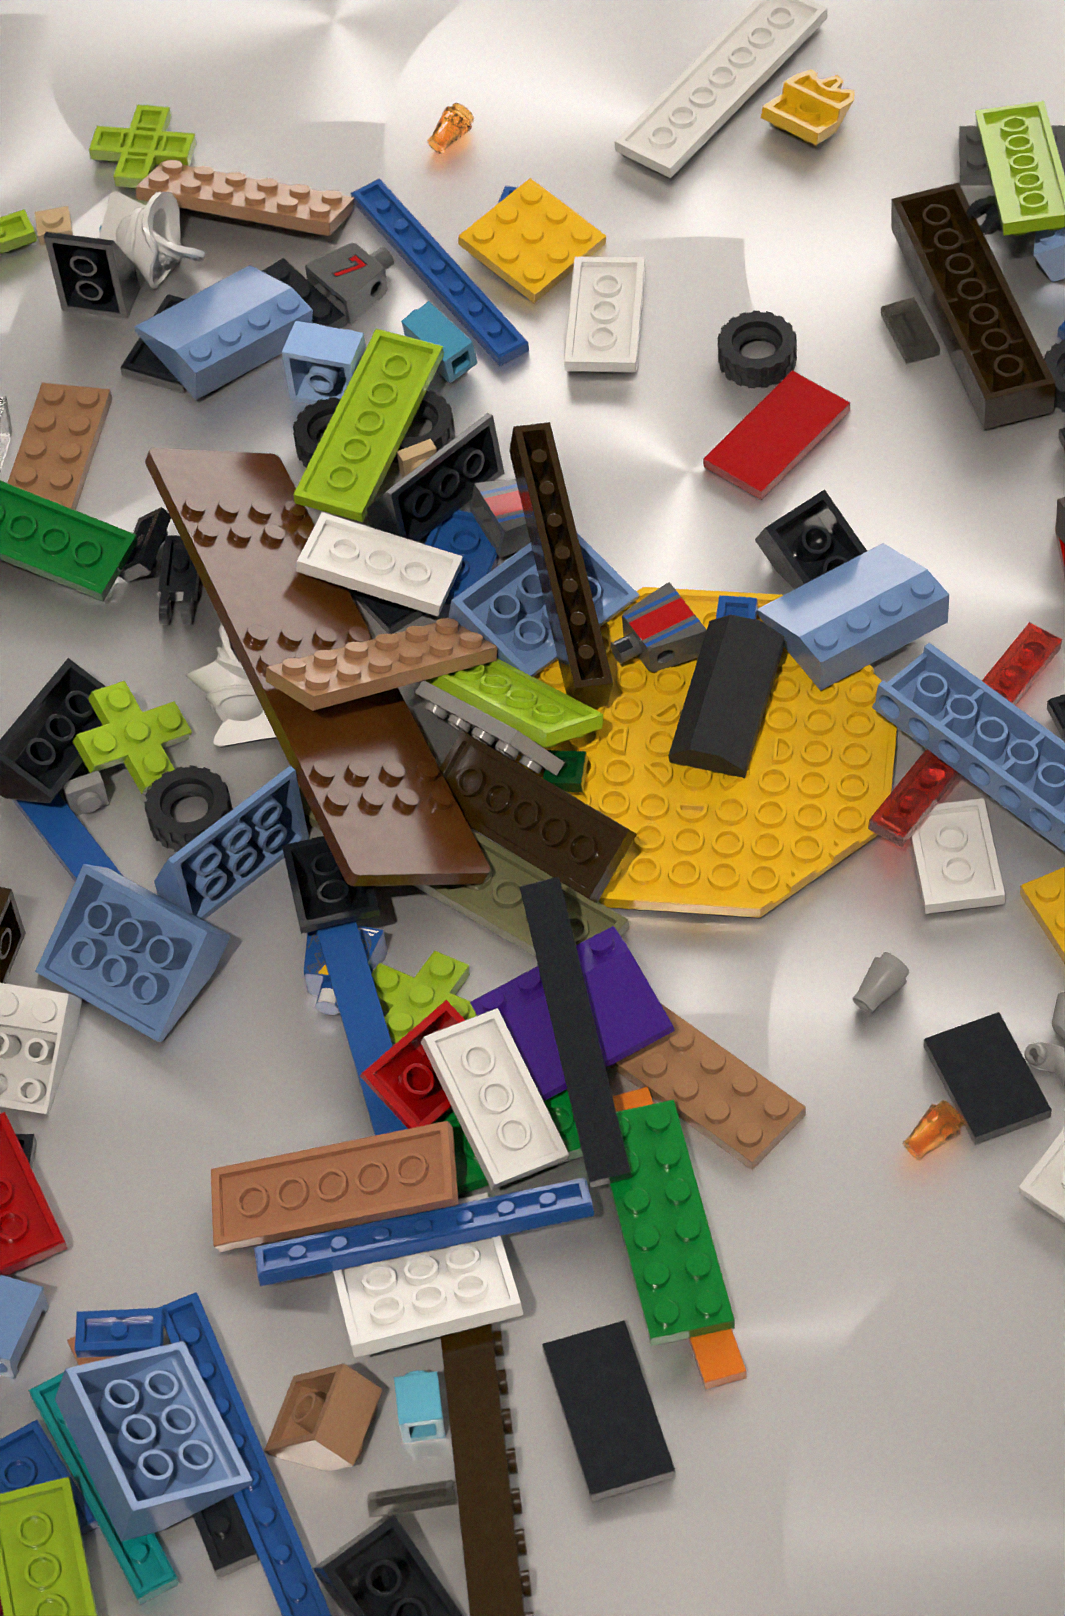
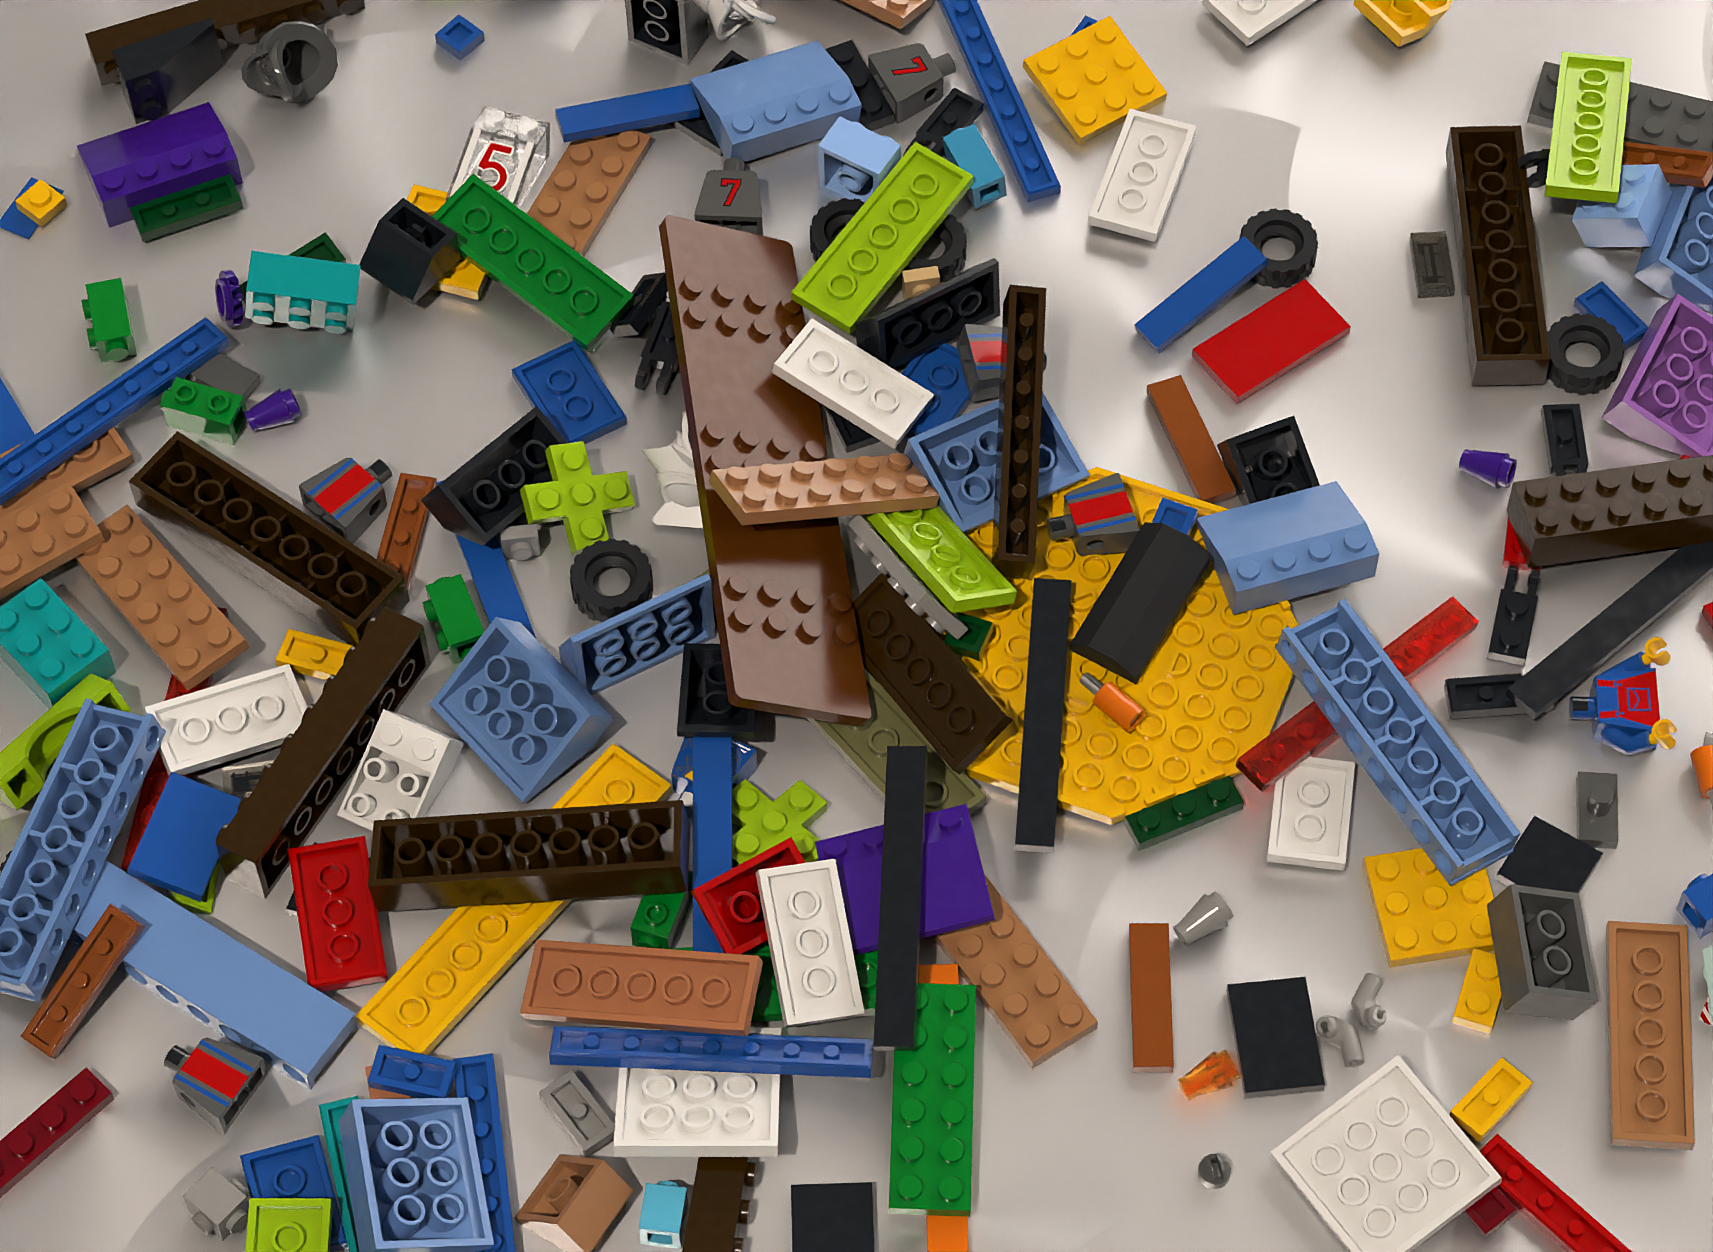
camera: 10 degrees right, 5 degrees up
(37, 879) = (454, 615): none -> green brick
(80, 372) = (627, 113): none -> blue tile
(96, 643) = (570, 394): none -> blue tile
(176, 1142) = (484, 940): none -> yellow plate
(182, 1086) = (530, 856): none -> dark brown brick
(208, 424) = (731, 198): none -> dark grey torso
(302, 1329) = (578, 1113): none -> light grey plate
(331, 1103) = (660, 918): none -> green brick
(402, 299) = (954, 112): none -> black hinge
(662, 830) = (1043, 716): none -> black tile
(696, 406) = (1201, 294): none -> blue tile
(727, 542) = (1190, 440): none -> dark orange tile
(730, 798) = (1114, 703): none -> orange piece
(828, 888) = (1183, 812): none -> dark green plate
(851, 1071) = (1151, 998): none -> dark orange tile
(959, 1224) = (1206, 1173): none -> dark grey hinge
(1025, 497) = (1490, 467): none -> dark purple cone

